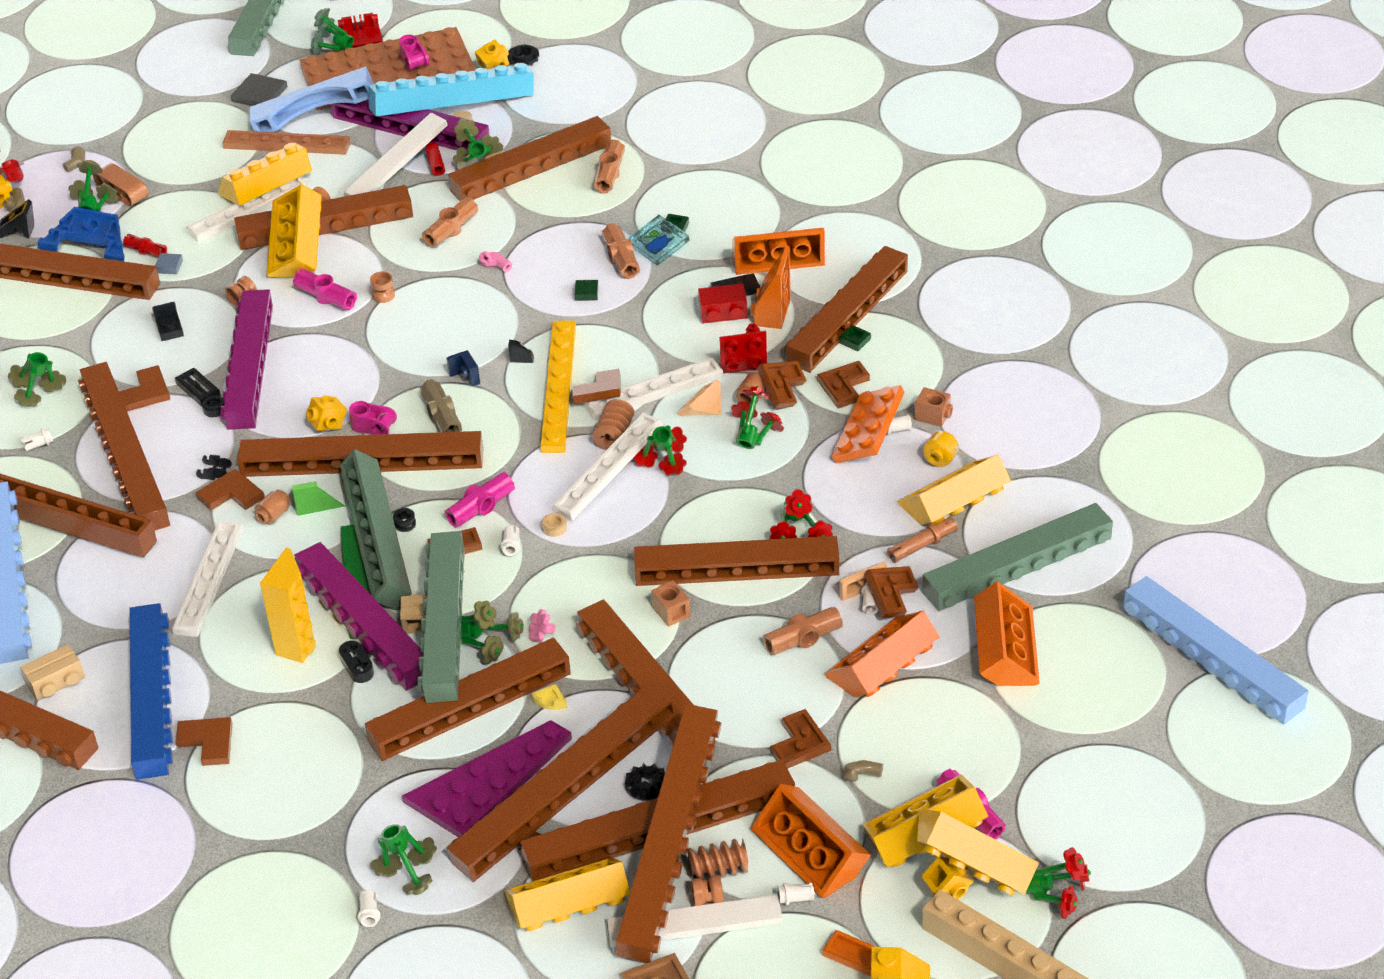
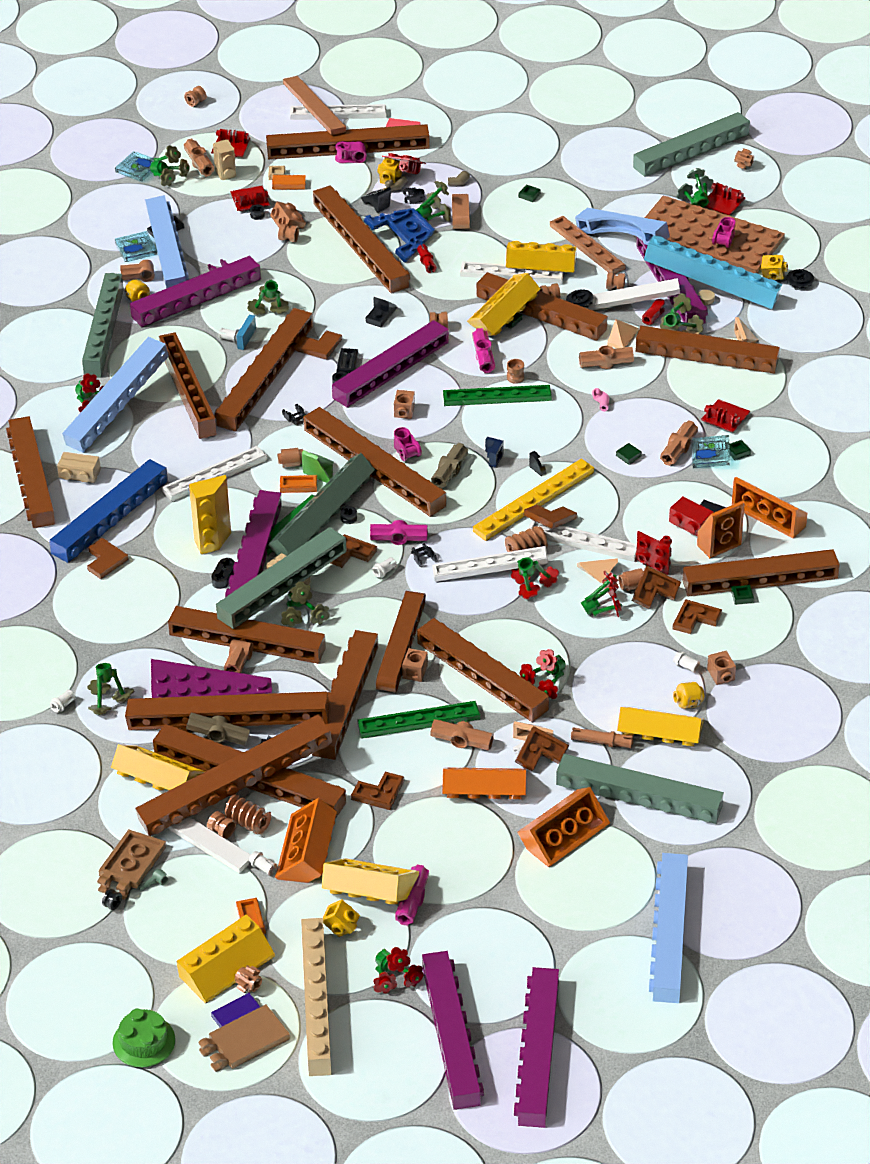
camera: 45 degrees right, 0 degrees up
(49, 195) = (415, 195): none -> black piece
(52, 423) = (246, 332): none -> dark azure tile
(164, 131) = (529, 193): none -> dark green tile
(169, 263) = (426, 277): sand blue tile -> none
(230, 486) = (289, 432): dark orange tile -> none
(258, 89) = (615, 200): dark grey tile -> none
(310, 527) = (298, 484): none -> orange tile
(316, 382) = (404, 404): none -> nougat brick
(326, 413) = (384, 423): yellow brick -> none
(350, 184) = (583, 296): none -> black gear
(362, 154) = (615, 281): none -> nougat wheel
(390, 321) = (497, 395): none -> green tile
(432, 196) = (621, 334): none -> light nougat slope
(488, 722) = (238, 654): none -> nougat piece
(529, 498) = (427, 551): none -> black piece
(537, 127) = (742, 332): none -> light nougat slope
(540, 626) = (334, 625): bright pink plant -> none
(549, 698) = (289, 667): light yellow tile -> none
(554, 524) = (420, 576): tan tile -> none
(577, 804) = (217, 729): none -> dark tan piece
(609, 166) = (747, 385): nougat piece -> none
(624, 203) = (724, 415): none -> red hinge
(626, 593) = (400, 640): none -> dark orange beam
(738, 651) = (417, 719): none -> green tile
(862, 766) = (387, 829): dark tan arm -> none
(868, 424) = (667, 648): orange plate -> none
(975, 851) = (360, 911): yellow slope -> none
(1184, 893) = (451, 1030): none -> magenta brick
(1270, 841) = (538, 1047): none -> magenta brick

